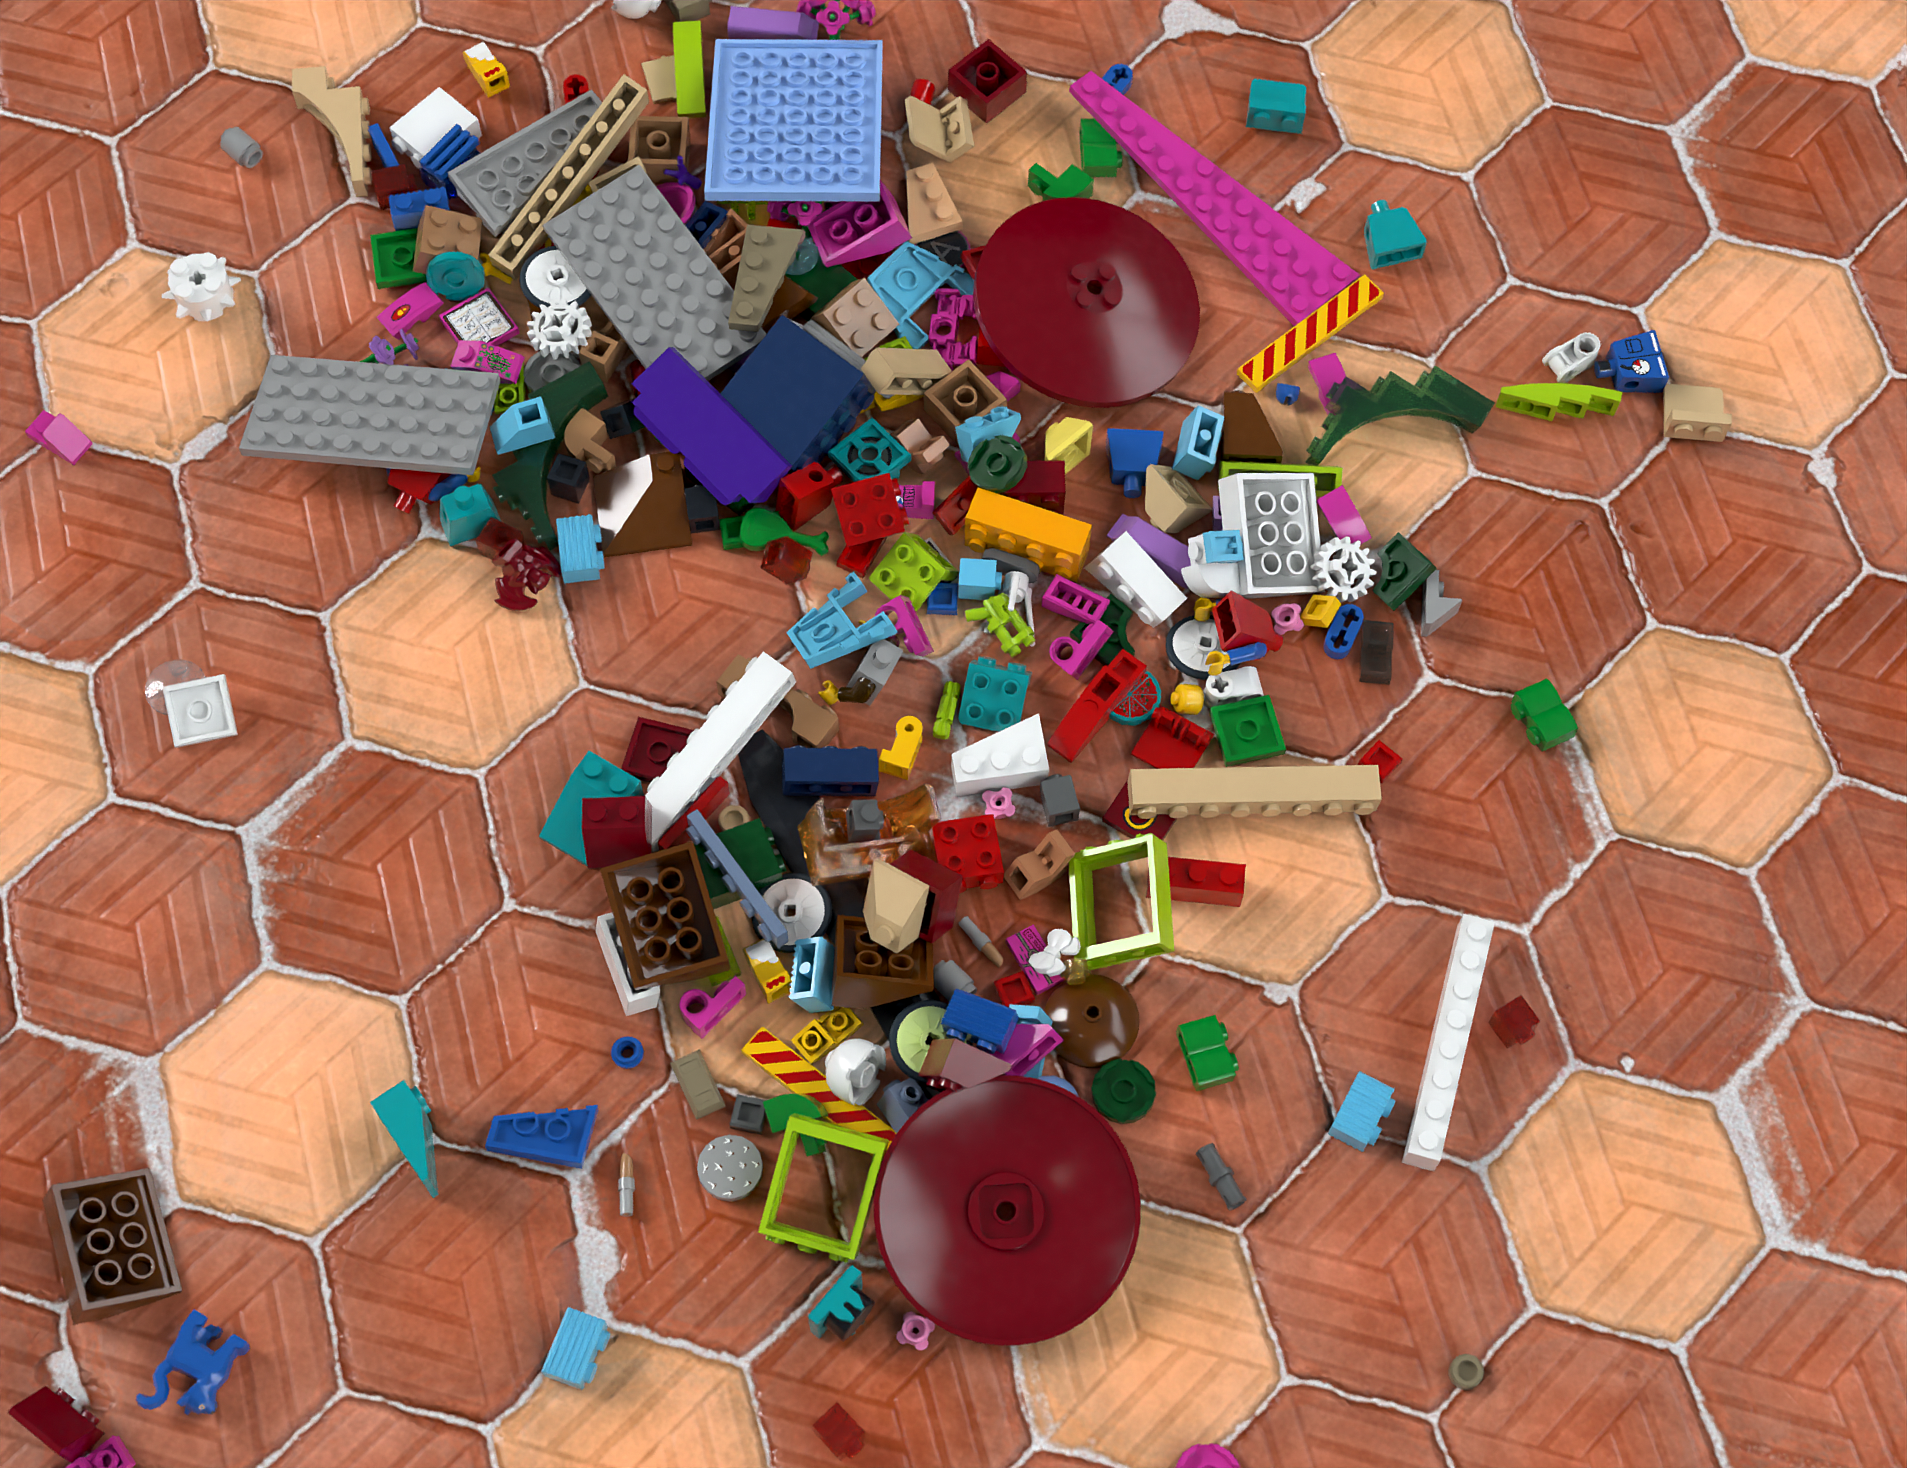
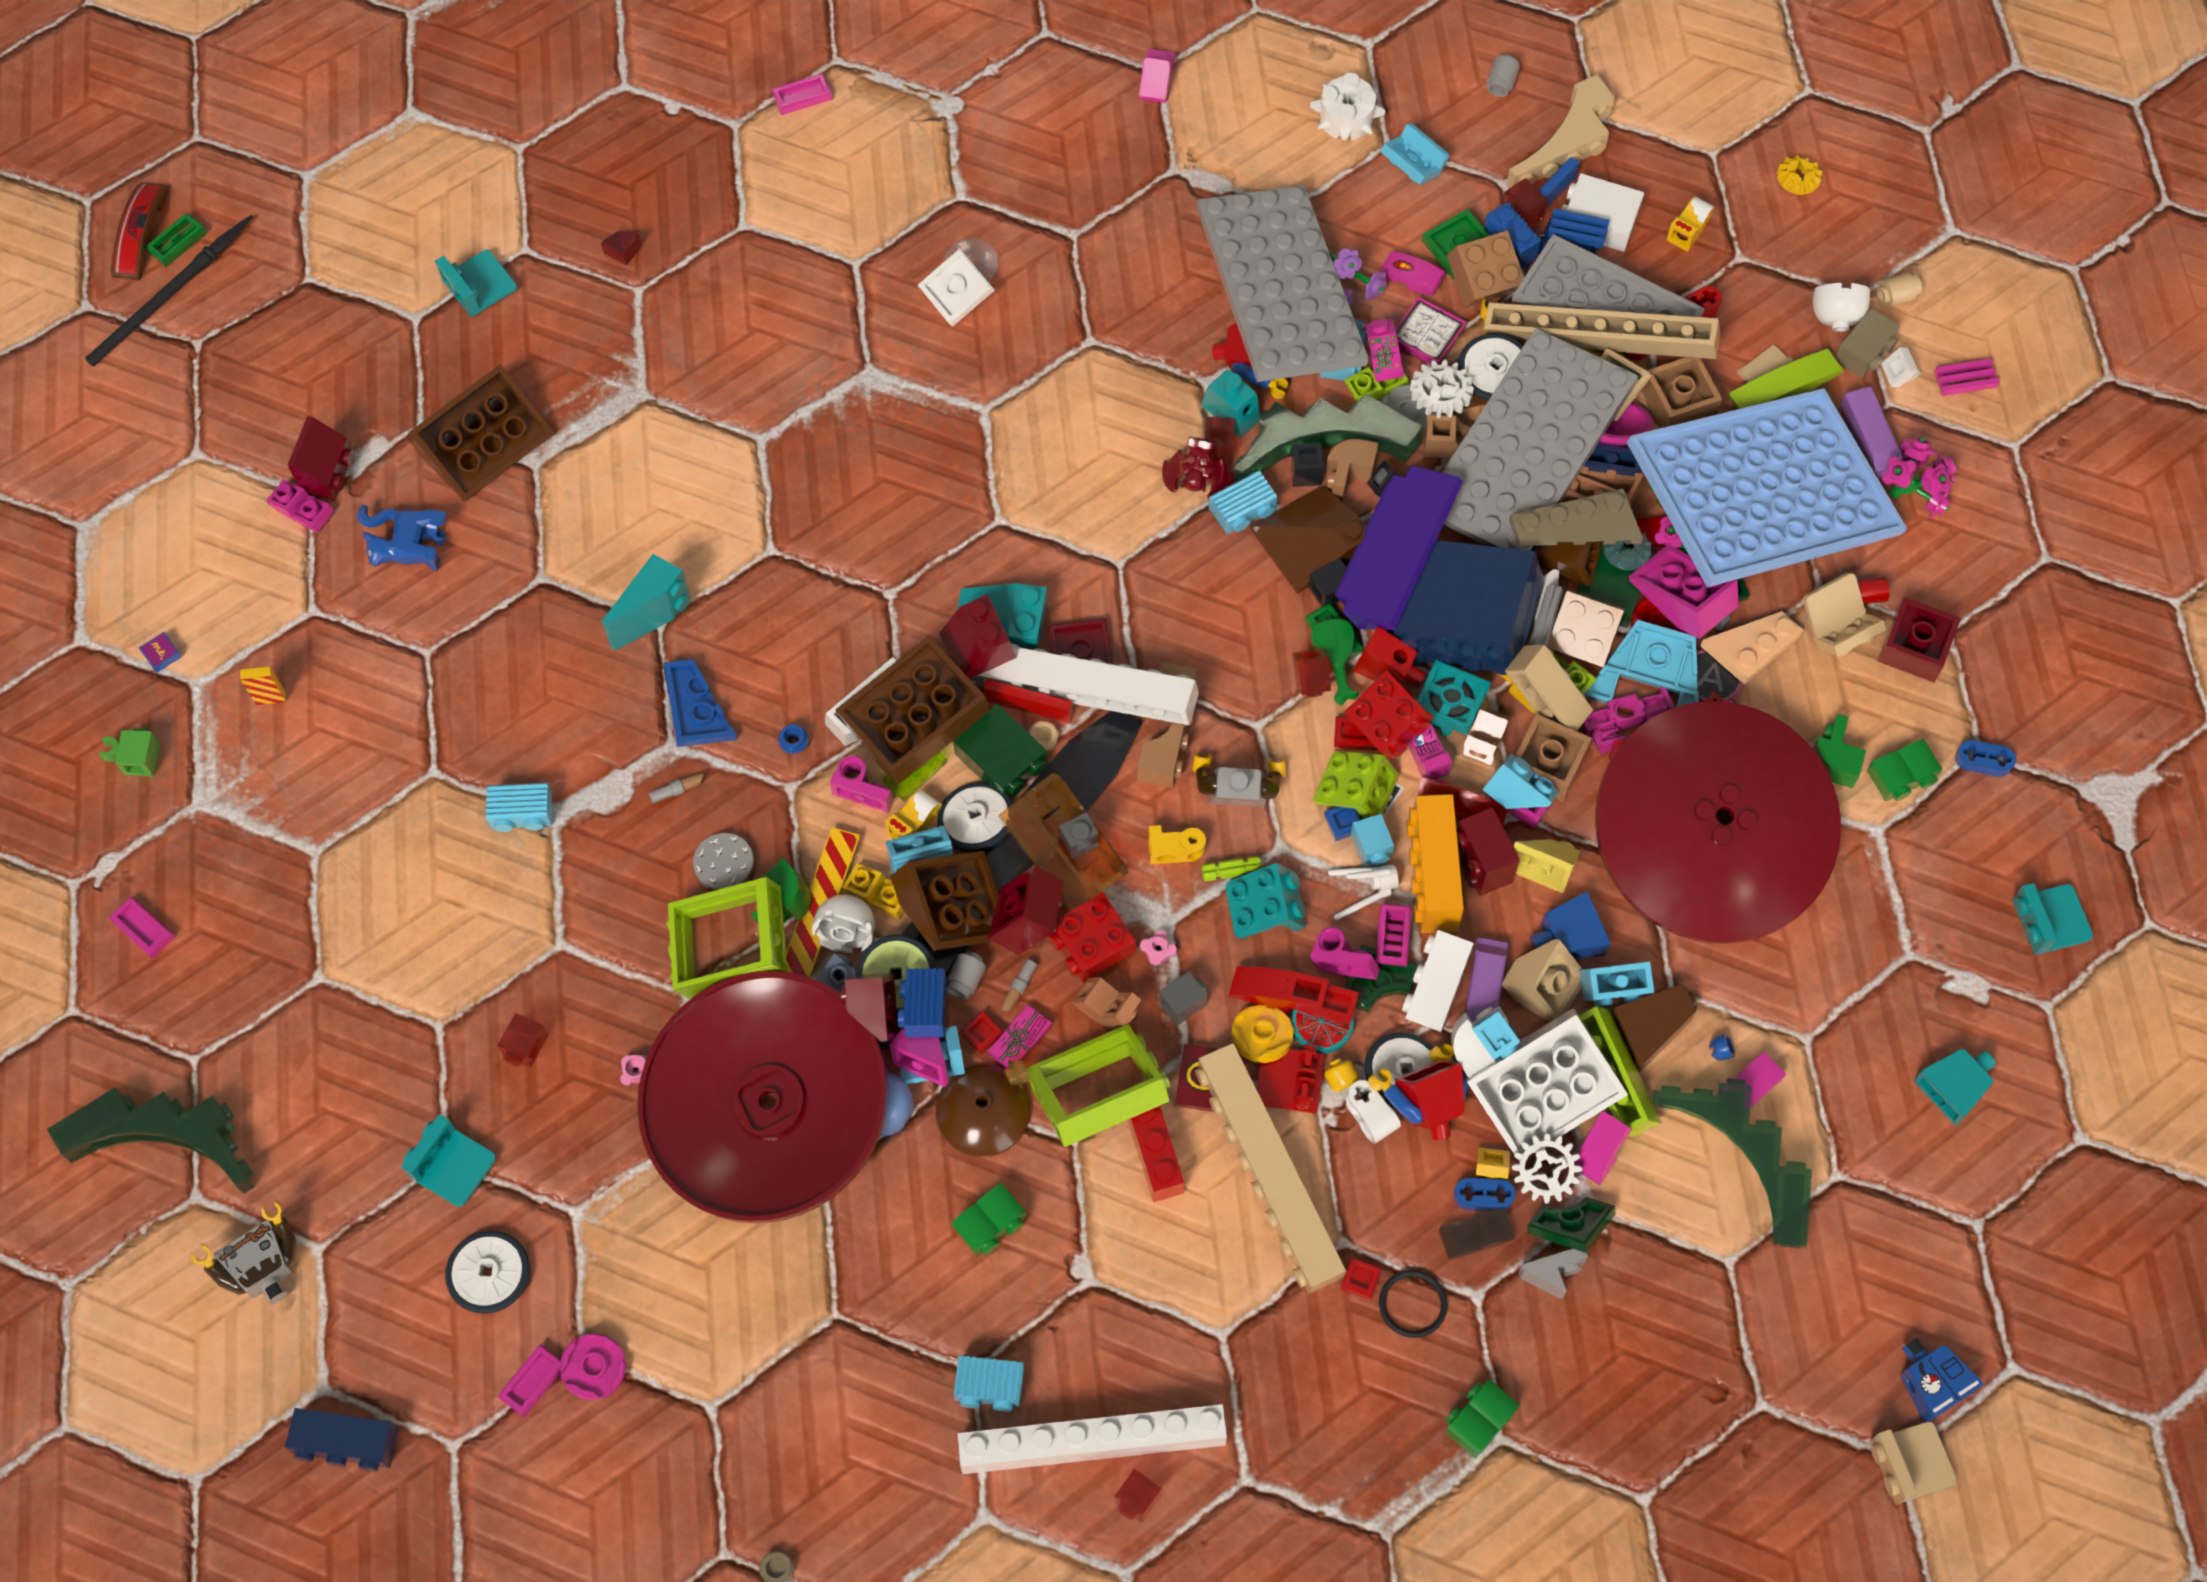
camera: 70 degrees right, 0 degrees up
(286, 252) = (1416, 154): none -> medium azure bracket
(455, 275) = (1458, 288): teal tile -> none
(522, 426) = (1327, 401): medium azure slope -> none
(683, 175) = (1661, 419): dark purple bar -> none
(697, 1084) = (789, 807): dark tan tile -> none
(736, 879) = (974, 751): sand blue plate -> none
(748, 1114) = (775, 852): dark grey tile -> none
(829, 771) = (1120, 790): dark blue brick -> none
(830, 633) = (1254, 732): medium azure wing -> none
(842, 1307) = (626, 995): teal piece -> none
(894, 906) = (999, 889): tan slope -> none
(908, 622) = (1301, 792): dark pink plate -> none
(997, 464) = (1484, 801): dark green tile -> none
(998, 615) = (1337, 875): lime piece -> none
(1005, 384) = (1587, 783): dark pink slope -> none
(1005, 759) = (1200, 934): white wedge -> none
(1009, 562) = (1403, 865): dark grey tile -> none
(1049, 959) = (1016, 1044): white piece -> none
(1121, 747) = (1262, 1033): none -> yellow tile
(1123, 1091) = (926, 1163): dark green tile -> none
(1221, 1176) = (876, 1277): dark grey pin -> none
(1247, 730) = (1333, 1141): green plate -> none
(1263, 244) = (1878, 966): dark pink wing -> none
(1284, 611) = (1471, 1128): bright pink plate -> none
(1310, 333) = (1804, 1047): yellow tile -> none
(1418, 756) = (1413, 1334): none -> black tyre
(1546, 399) = (1847, 1305): lime slope -> none
(1568, 358) = (1908, 1313): white piece -> none

